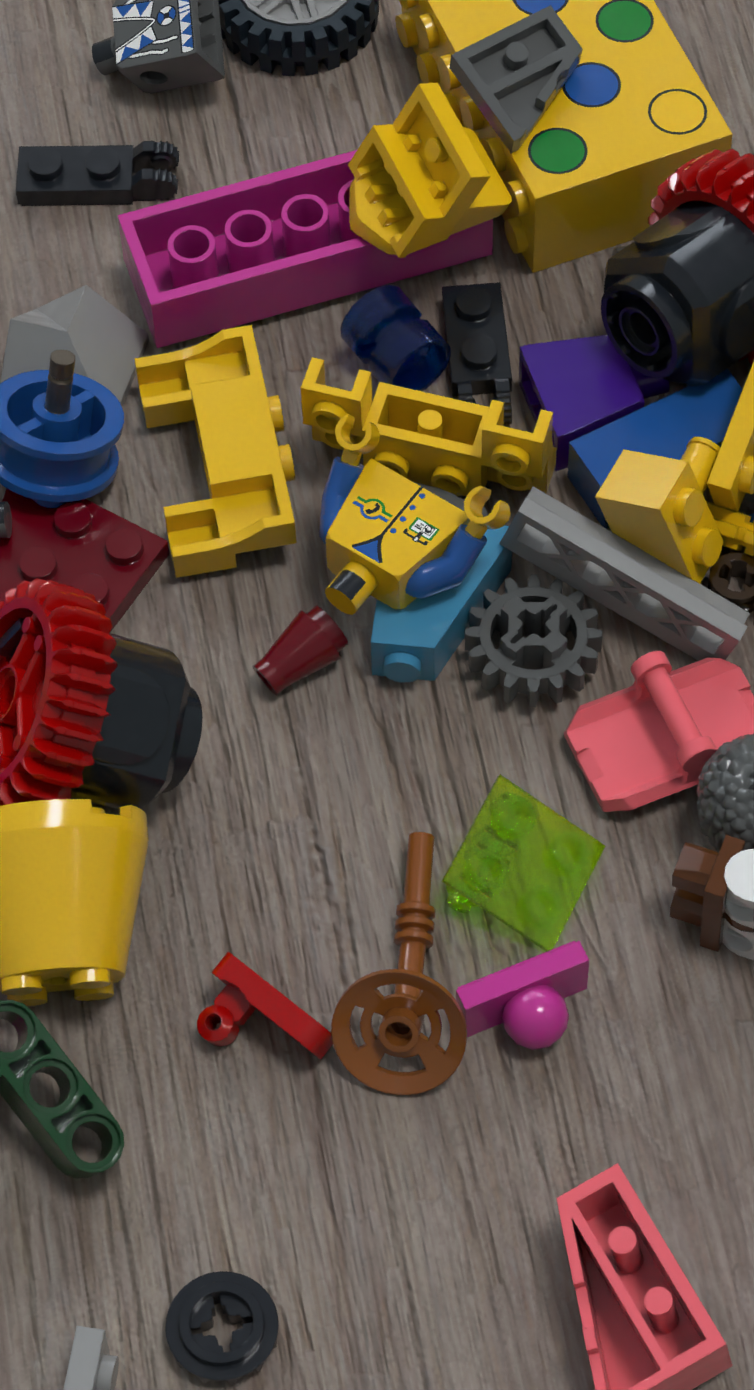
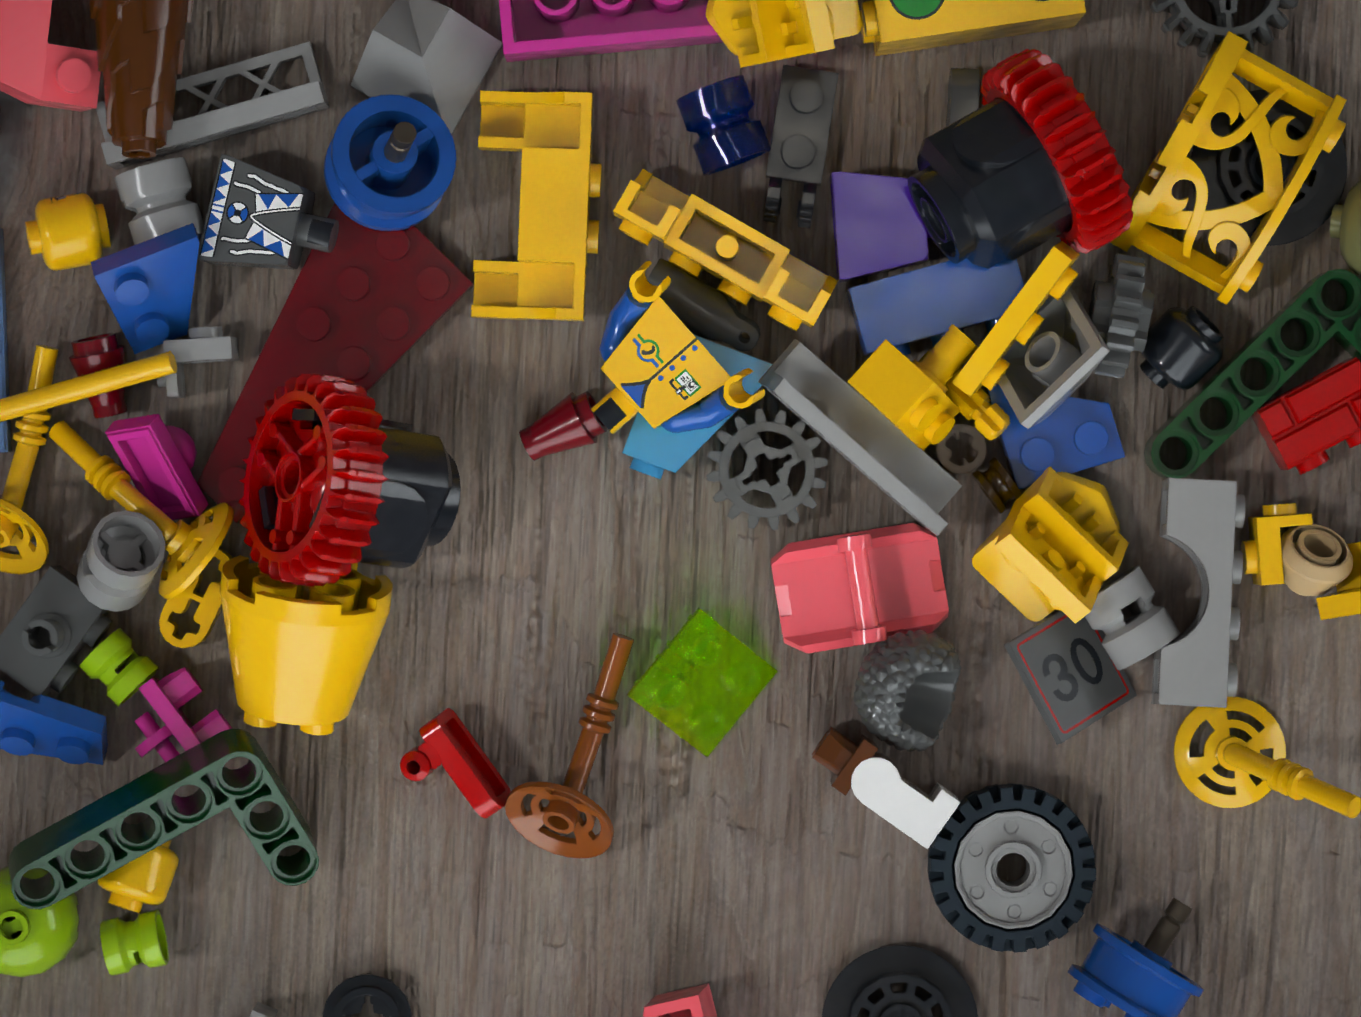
camera: 15 degrees right, 30 degrees up
(527, 996) = (673, 817): dark pink tile -> none

